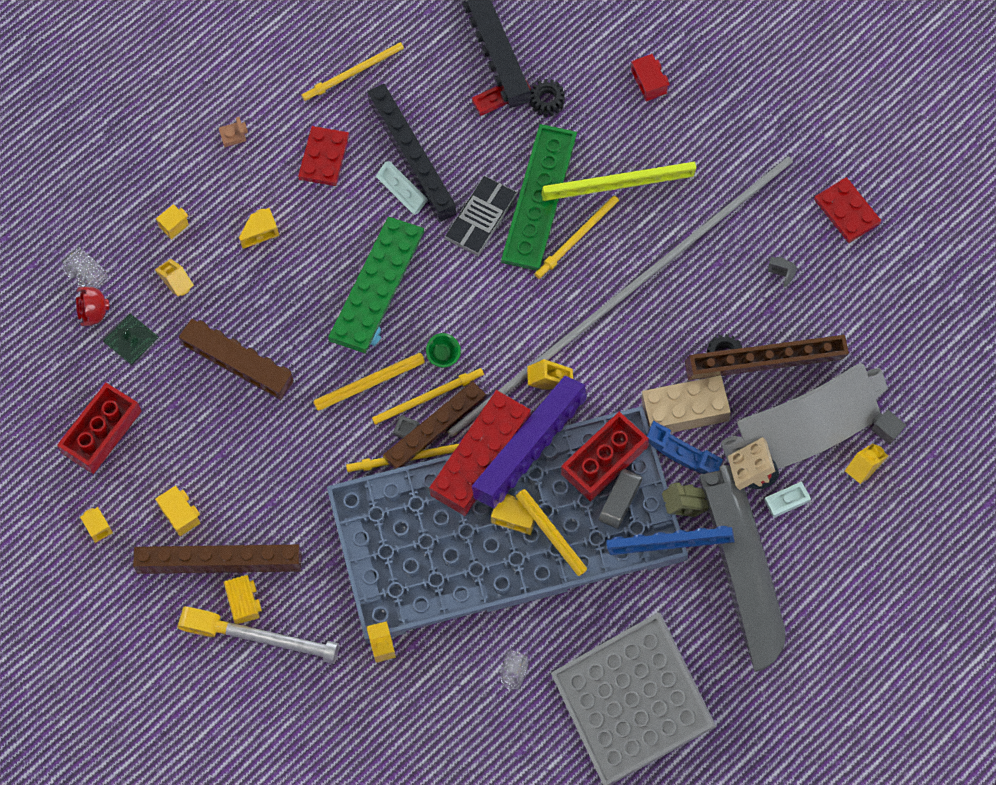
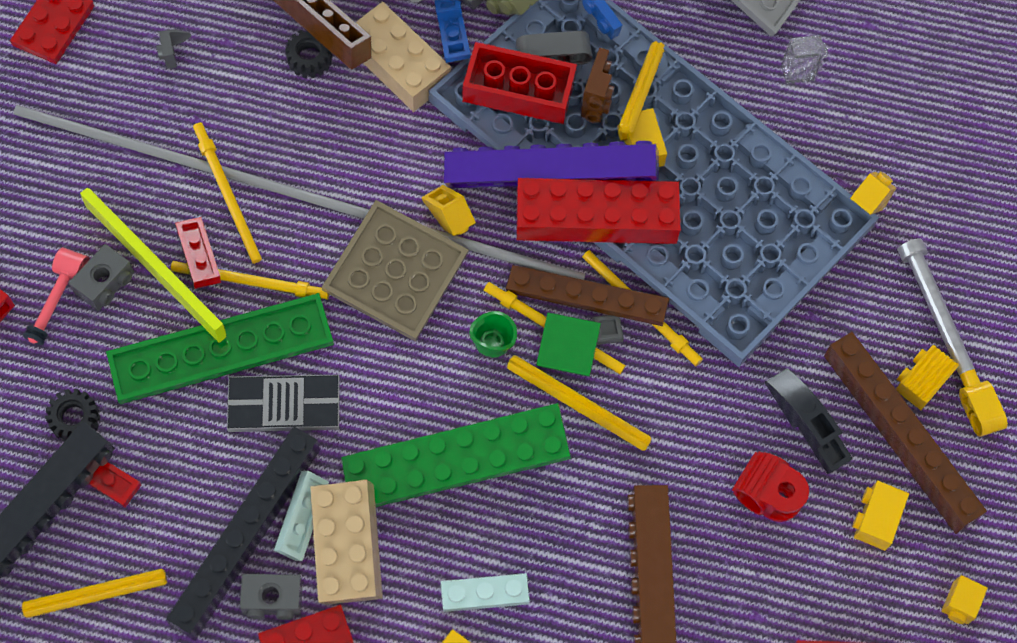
camera: 130 degrees left, 0 degrees up
(243, 453) = (763, 480): none -> red piece
(264, 505) = (811, 418): none -> black slope
(290, 263) = (484, 592): none -> light aqua plate
(364, 159) = (255, 588): none -> dark grey brick
(365, 198) = (346, 542): none -> tan brick
(408, 394) = (568, 344): none -> green tile
(430, 63) = (94, 593): none -> yellow axle
(526, 320) = (395, 270): none -> dark tan plate
(565, 500) = (598, 89): none -> reddish brown plate
(612, 212) = (198, 252): none -> plate
(630, 142) = (103, 263): none -> dark grey brick
(649, 138) = (67, 265): none -> coral piece
(685, 252) = (208, 149): none -> yellow bar

